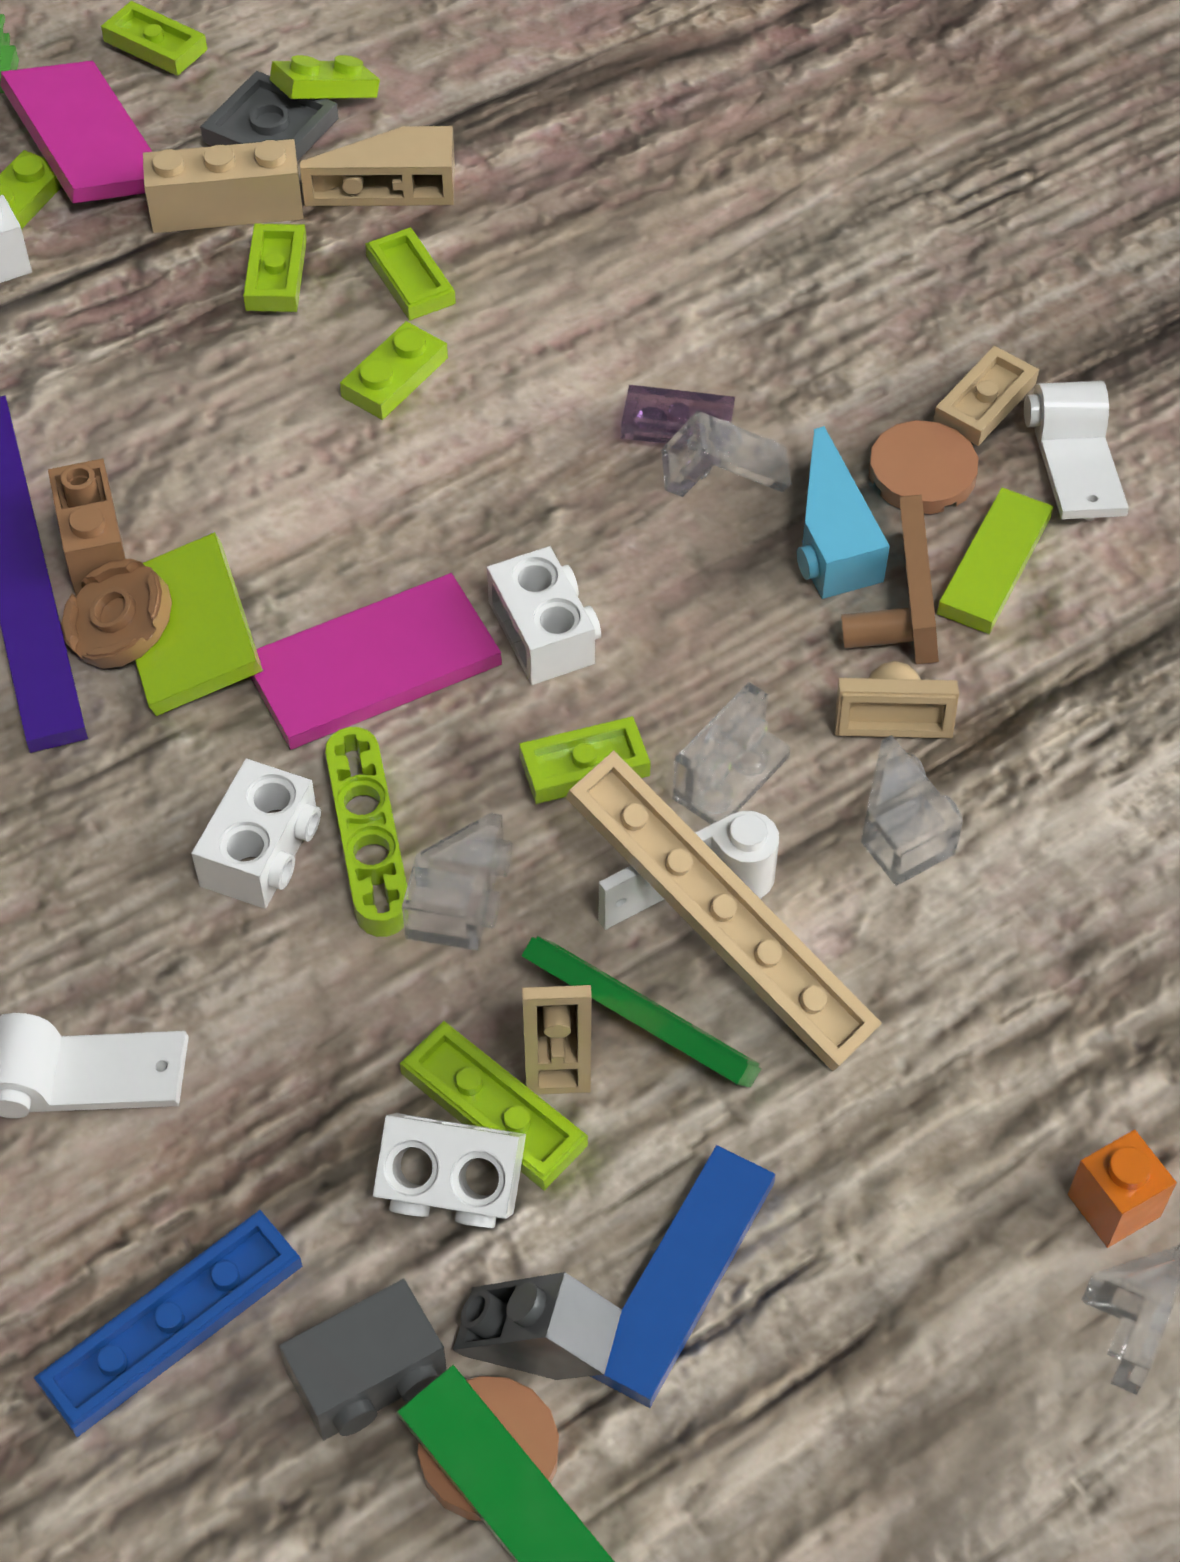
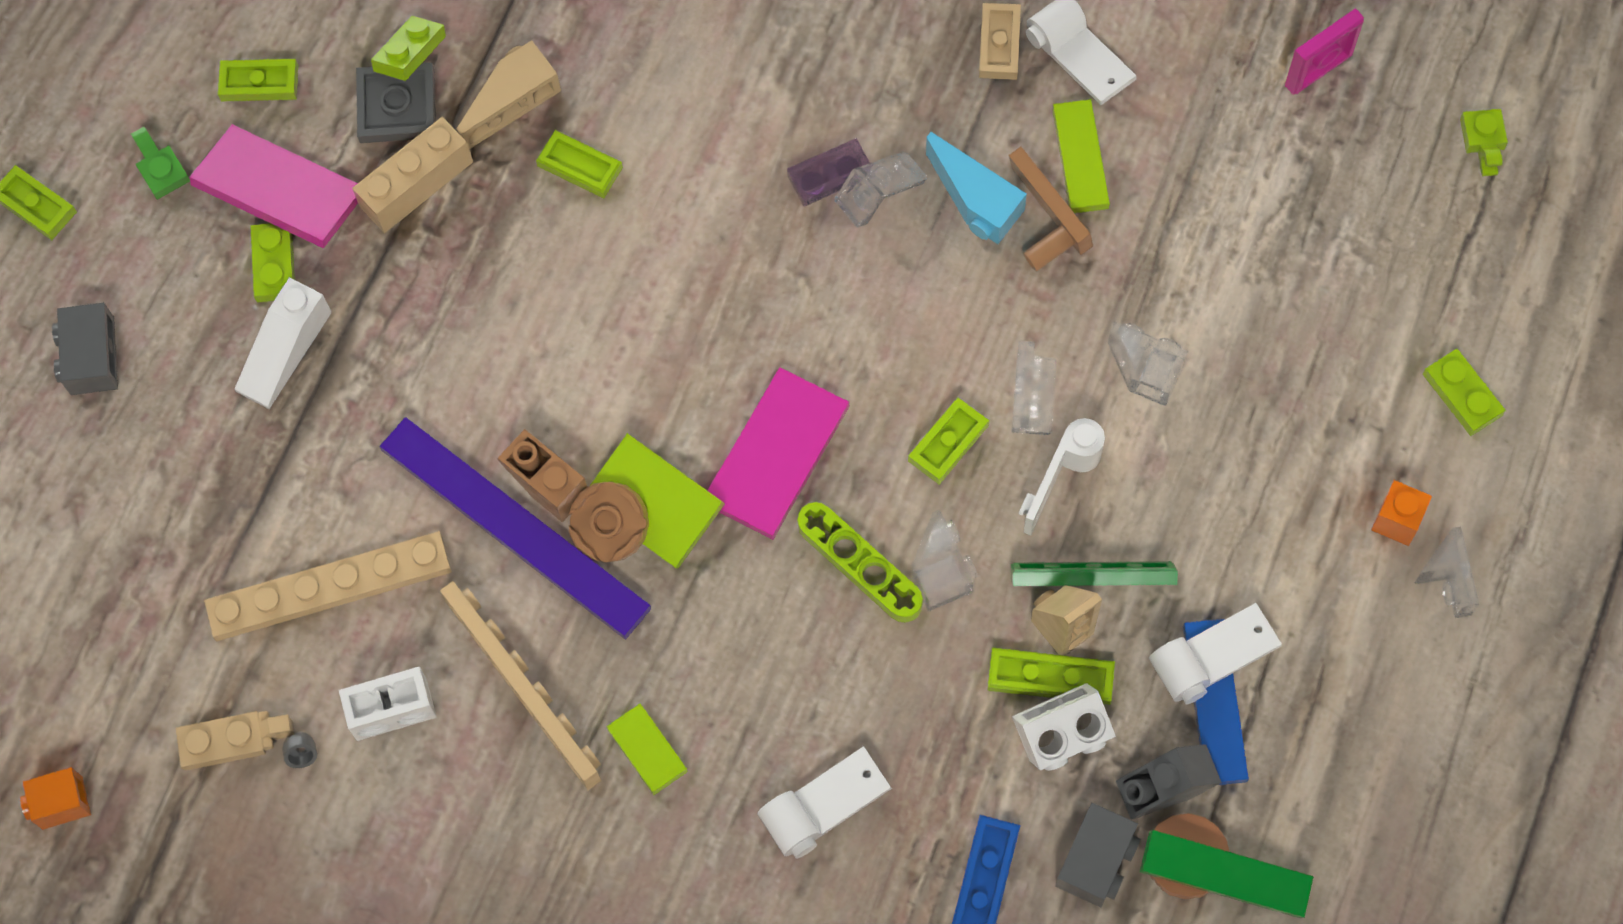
camera: 30 degrees left, 15 degrees up
(246, 829) = (798, 607): white brick -> none
(275, 267) = (494, 215): lime plate -> none
(394, 370) = (628, 243): lime plate -> none
(542, 614) = (848, 370): white brick -> none
(688, 1203) = (1213, 654): none -> white door
(723, 910) = (1101, 490): tan plate -> none
(896, 704) = (1094, 293): tan tile -> none
(926, 461) = (995, 115): nougat tile -> none

